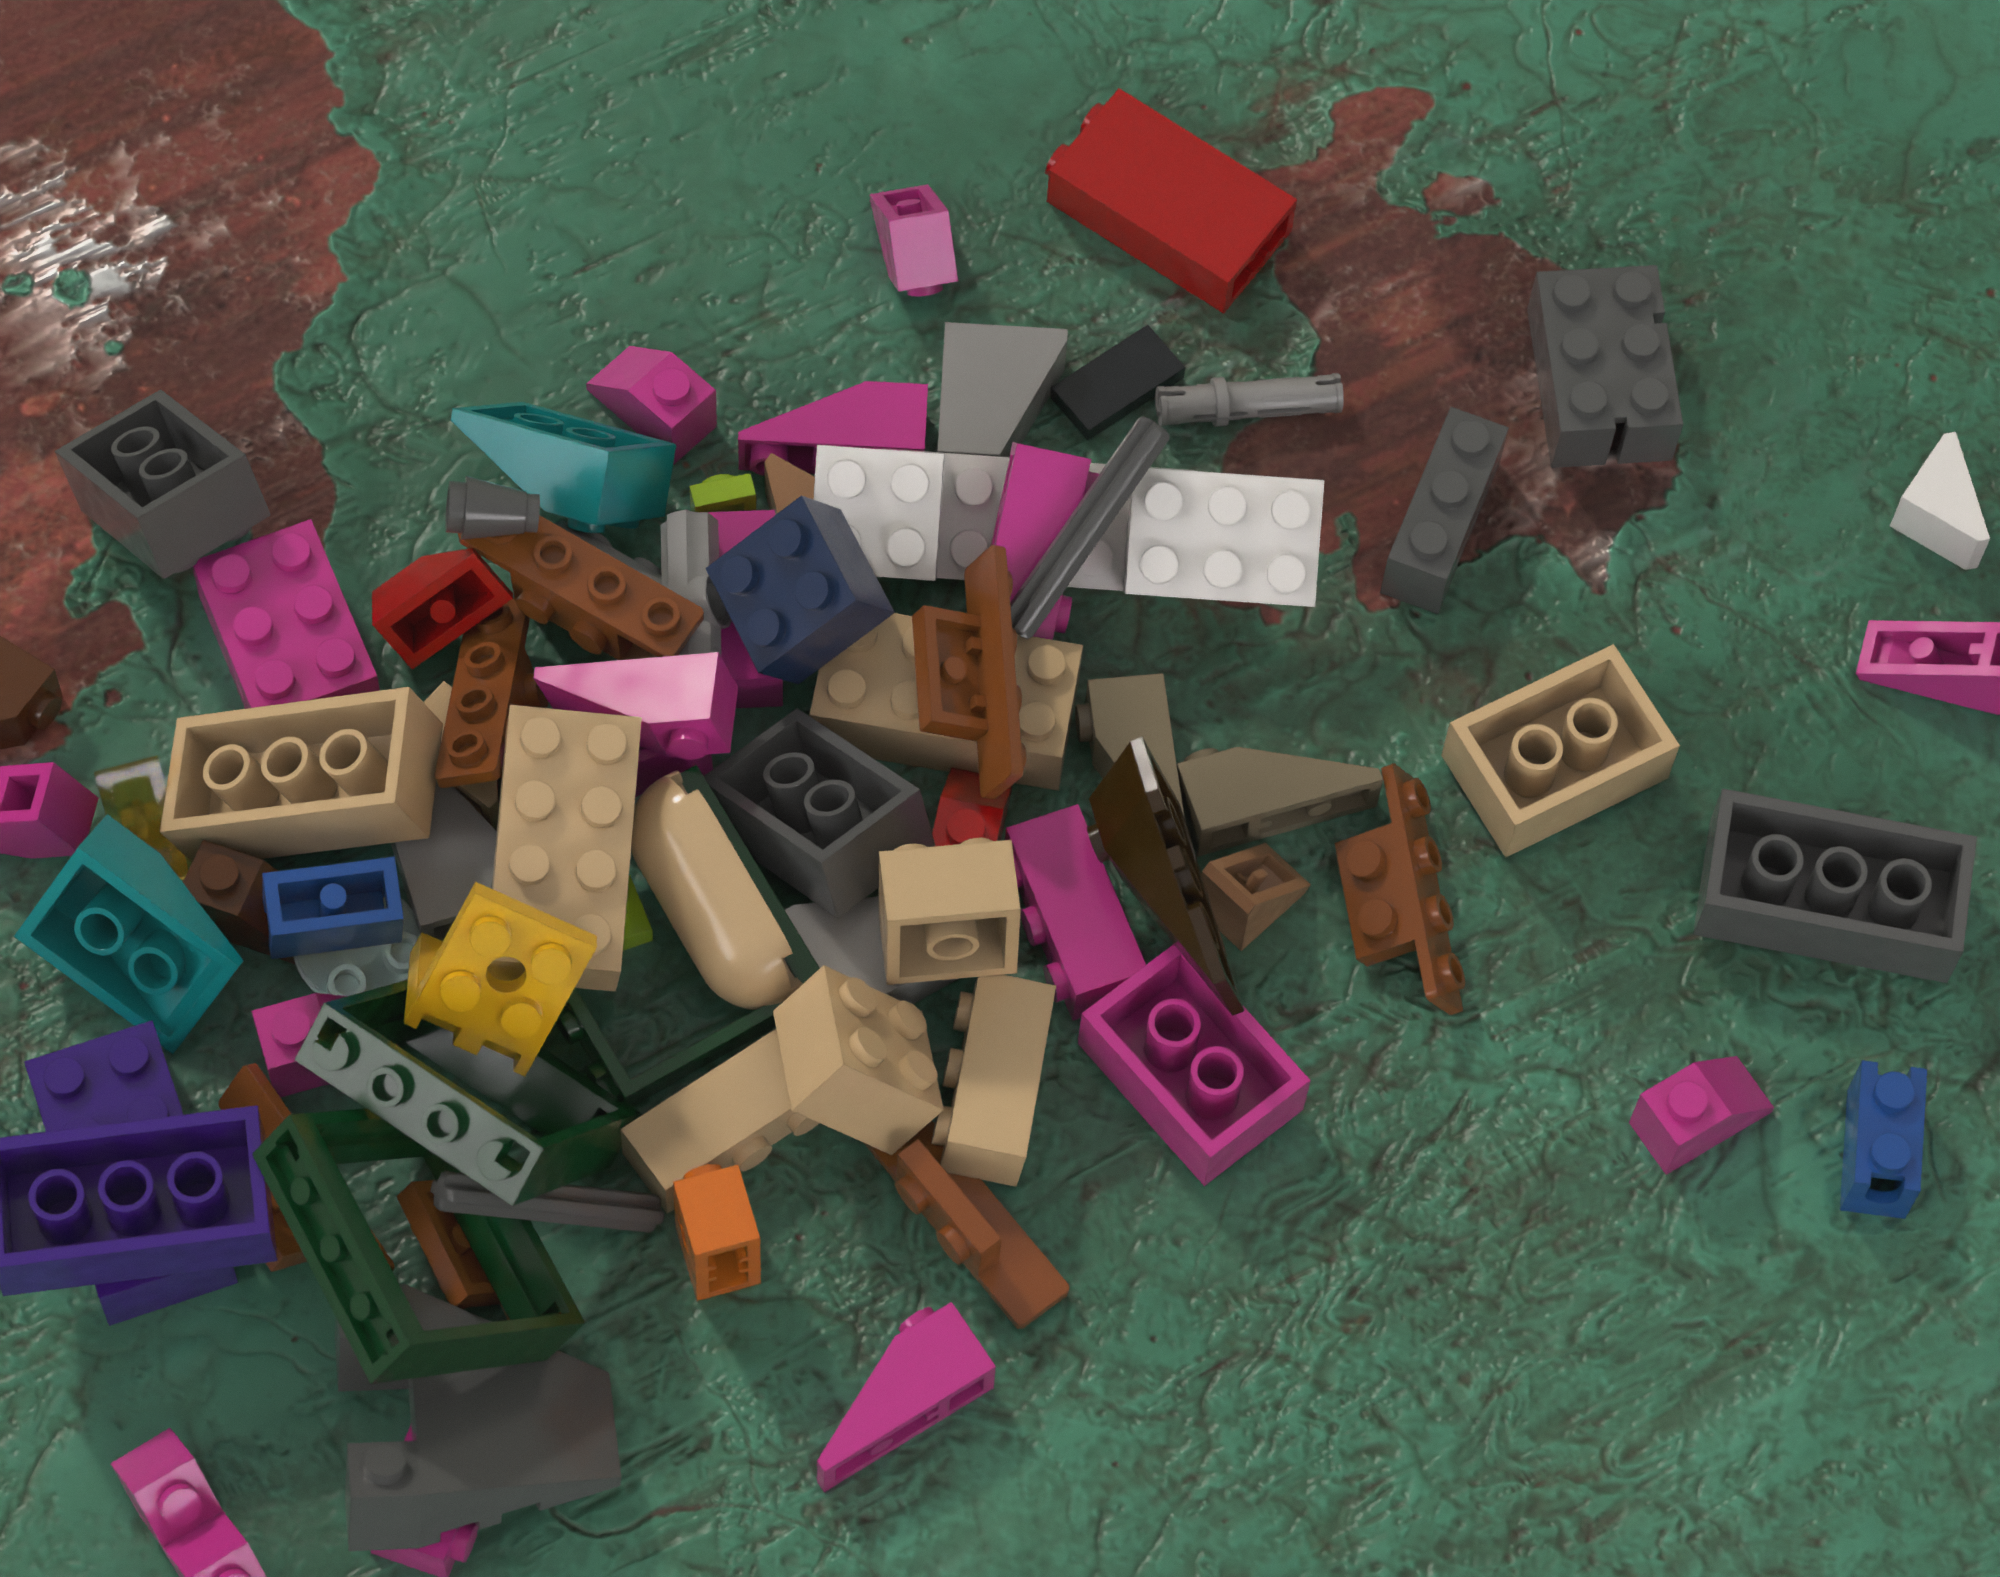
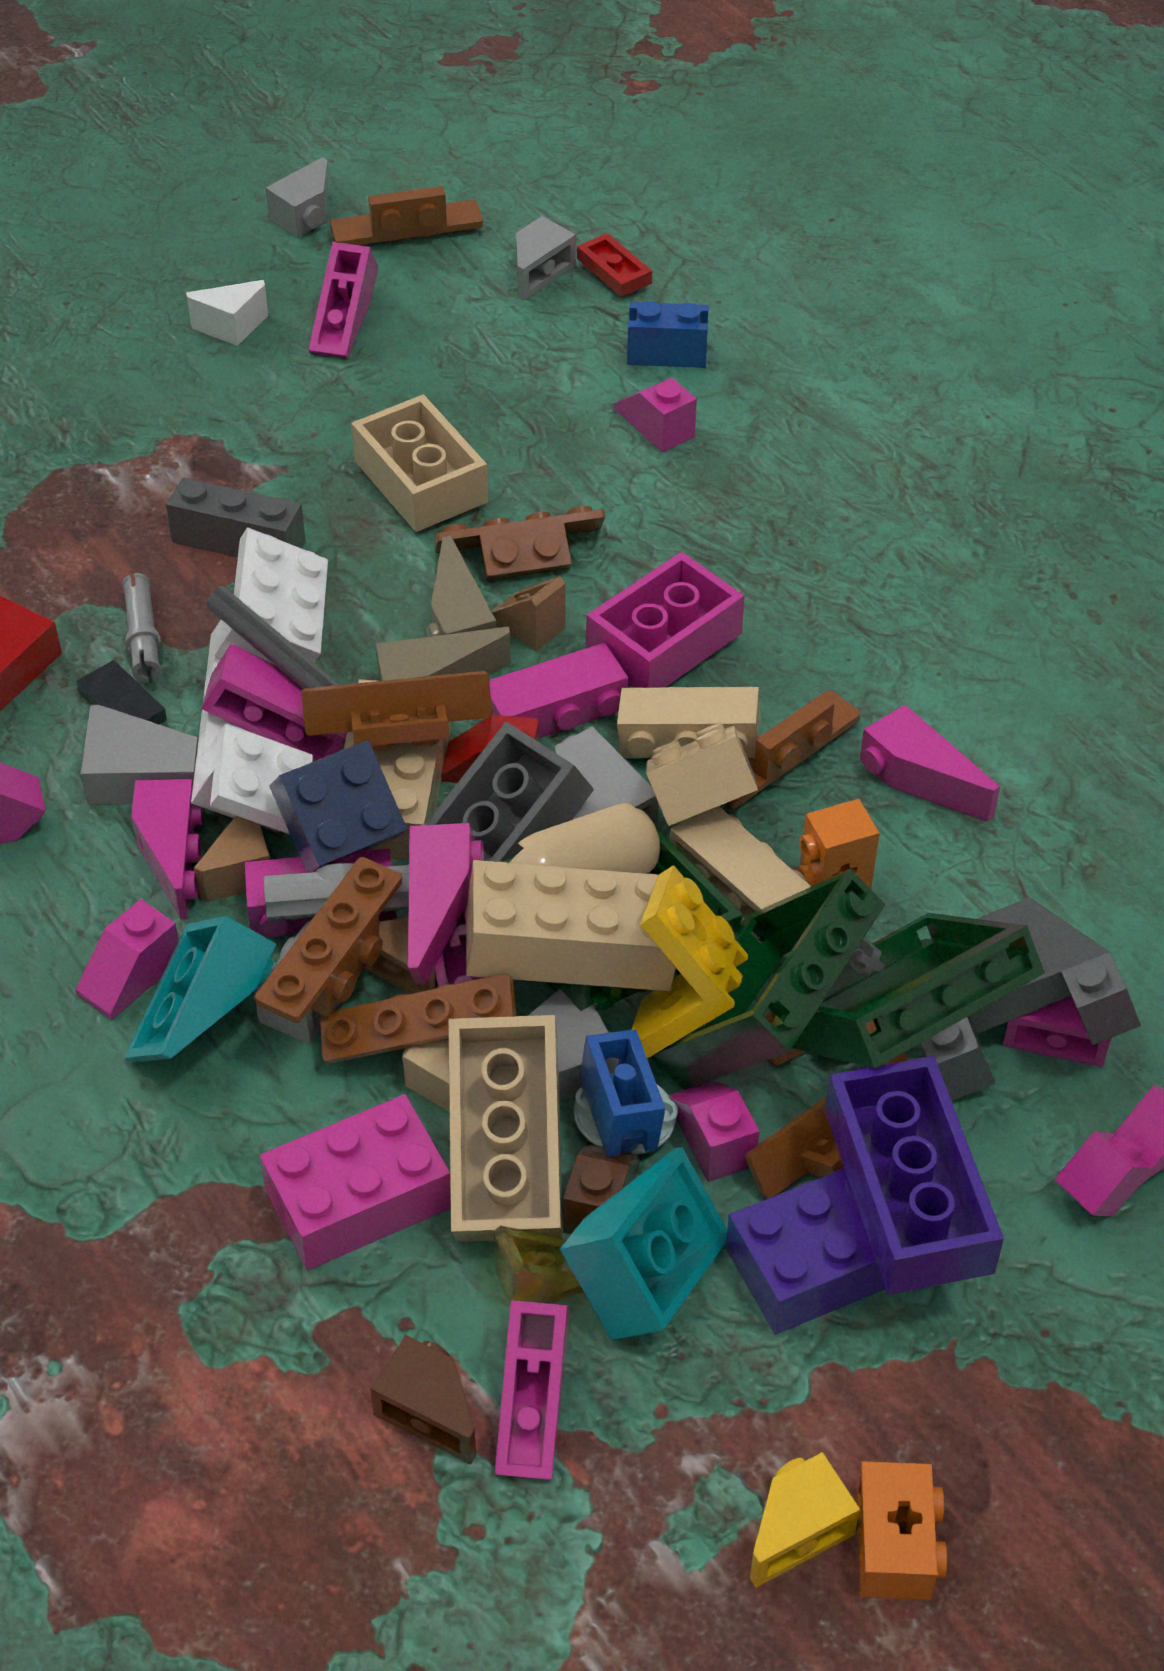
camera: 90 degrees left, 15 degrees down
(163, 484) = (226, 1264): dark grey brick -> none
(436, 602) = (333, 1063): red slope -> none
(489, 509) = (287, 980): dark grey cone -> none
(723, 494) = (226, 900): lime plate -> none
(948, 911) = (593, 711): tan brick -> none
(1153, 853) = (532, 615): dark brown wedge -> none
(1604, 364) = (123, 451): dark grey piece -> none
(1835, 885) = (504, 349): dark grey brick -> none

